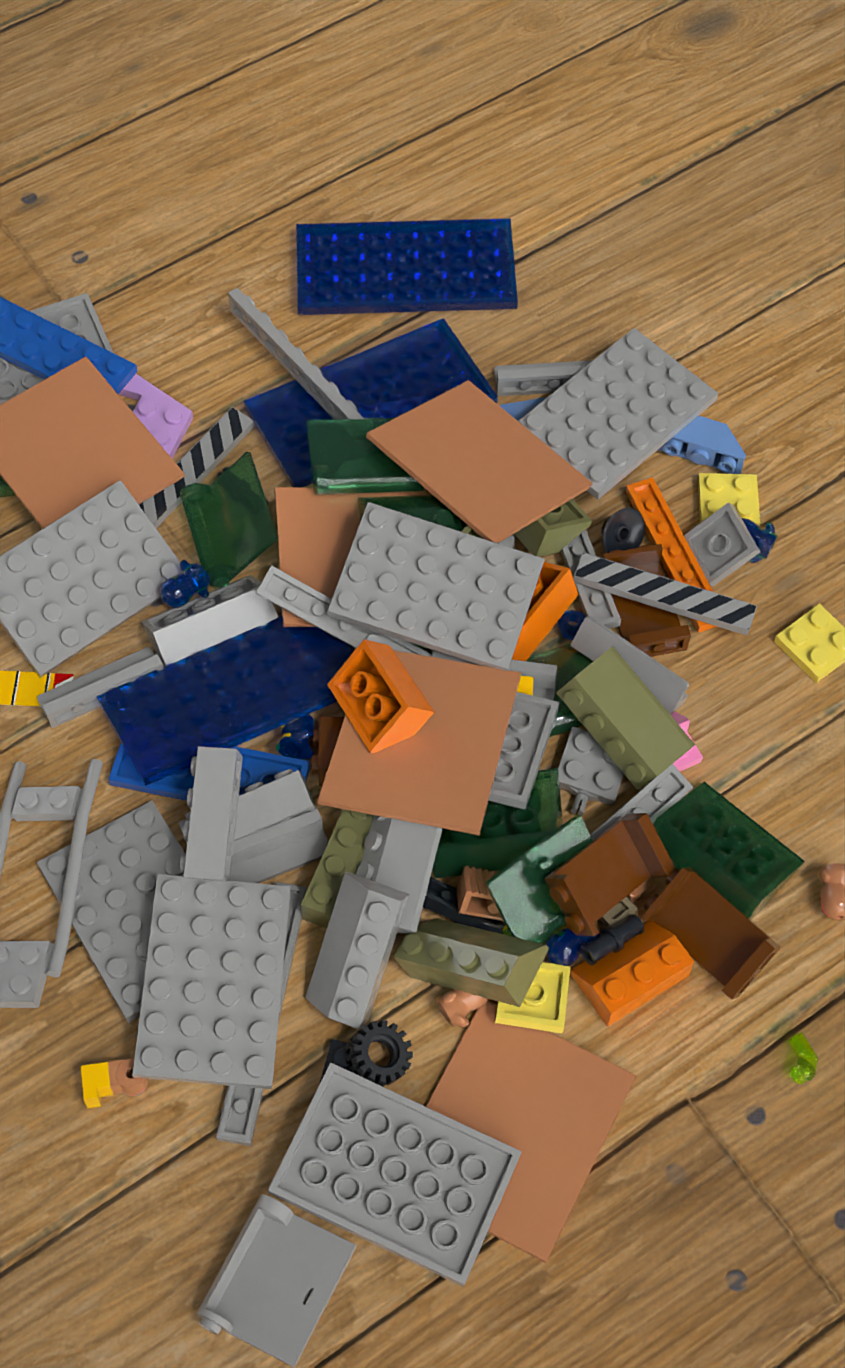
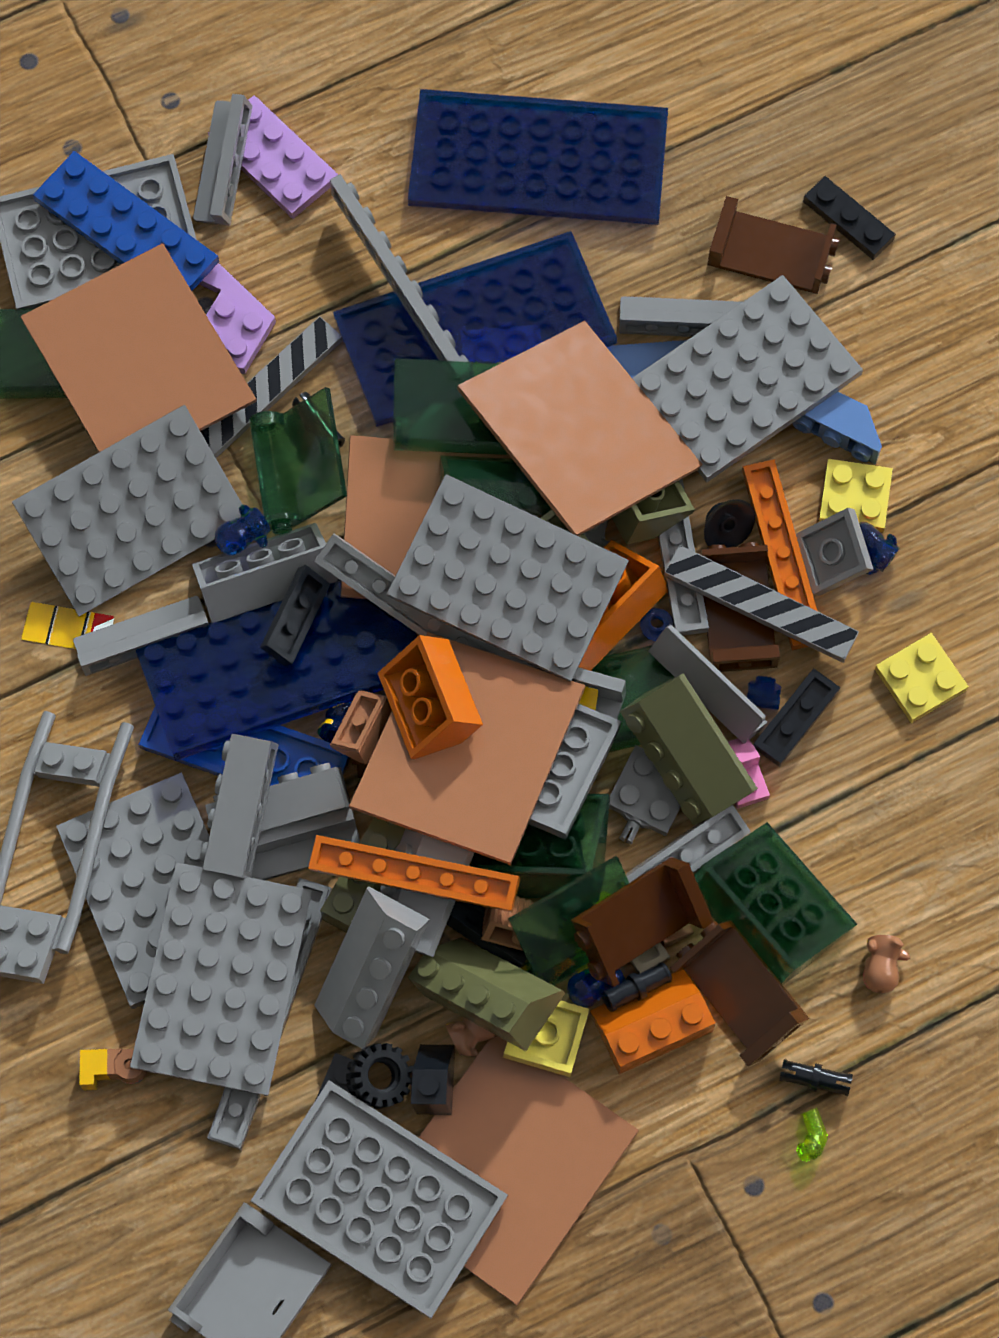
camera: 10 degrees right, 10 degrees up
(131, 293) = (223, 161): none -> light grey panel
(174, 289) = (283, 162): none -> lavender plate
(243, 646) = (295, 615): none -> black plate
(319, 734) = (362, 726): none -> nougat slope
(388, 854) = (414, 873): none -> orange plate
(431, 1053) = (433, 1080): none -> black slope
(612, 317) = (771, 249): none -> reddish brown panel
(678, 287) = (850, 217): none -> black plate
(683, 667) = (764, 692): none -> clear blue plate
(714, 687) = (796, 717): none -> black plate
(795, 1004) = (816, 1077): none -> black pin

